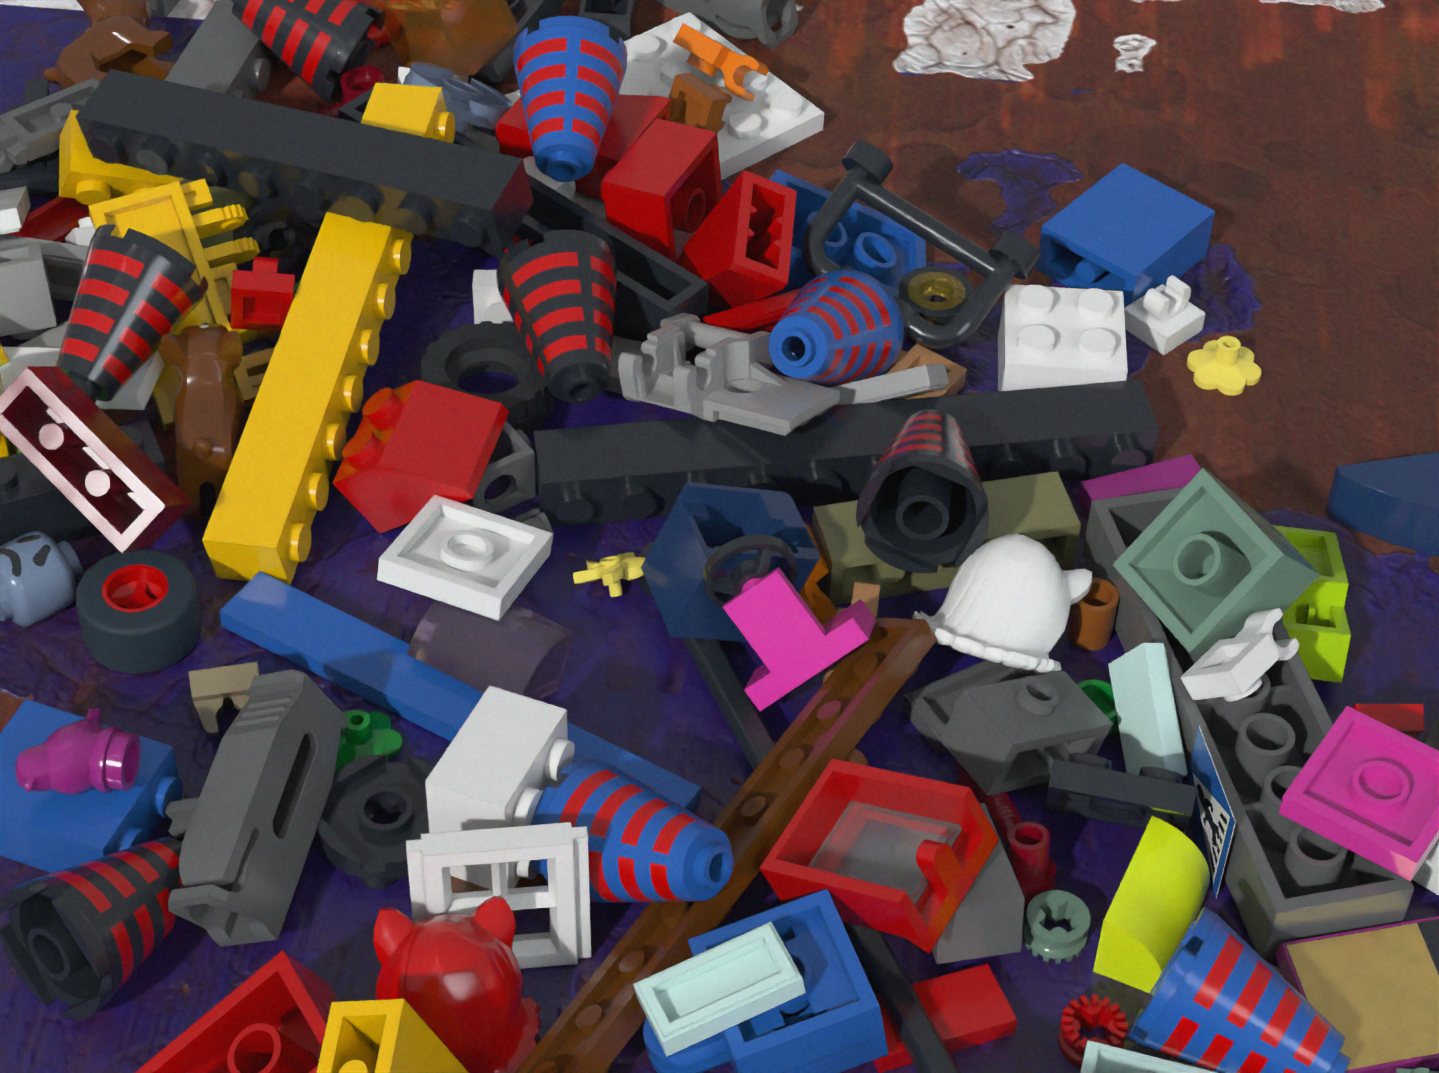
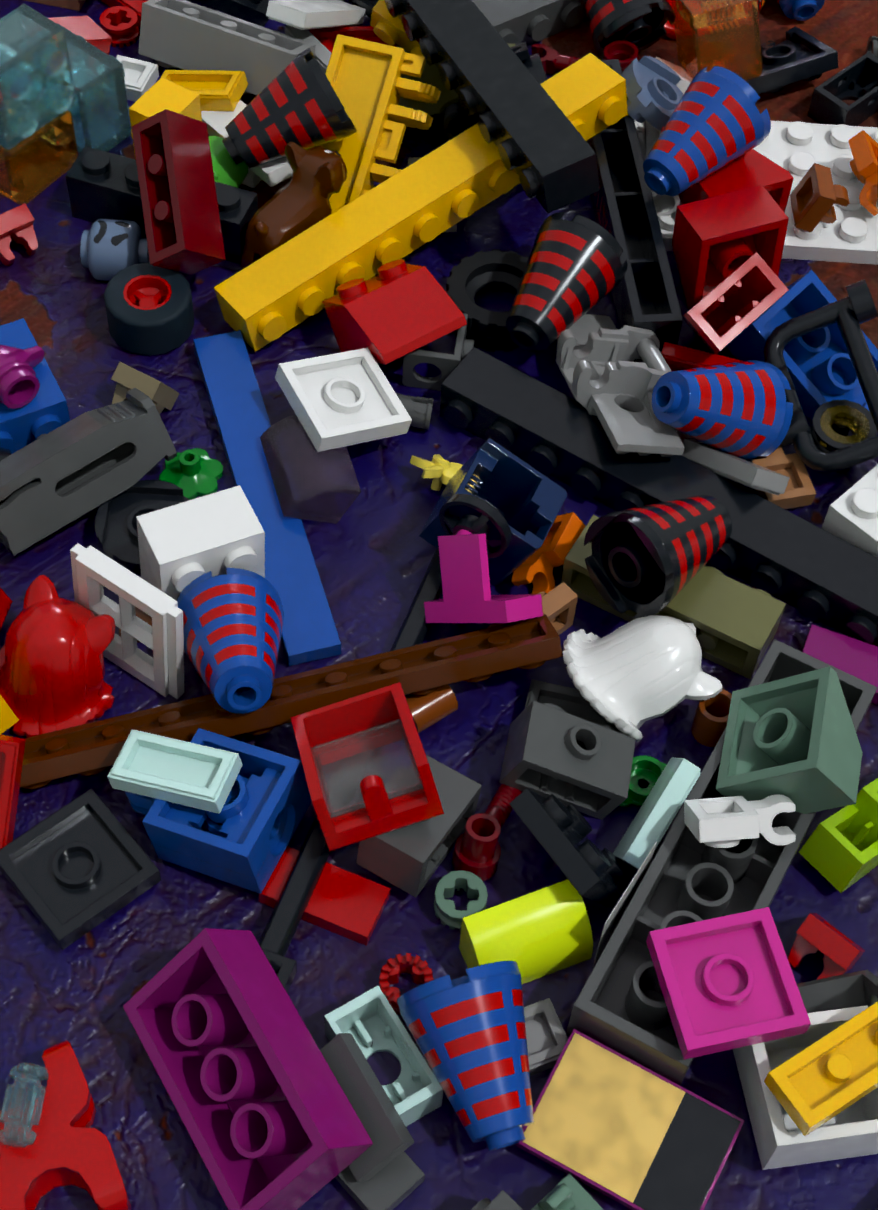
camera: 40 degrees right, 10 degrees up
(261, 296) = (393, 153): red tile -> none

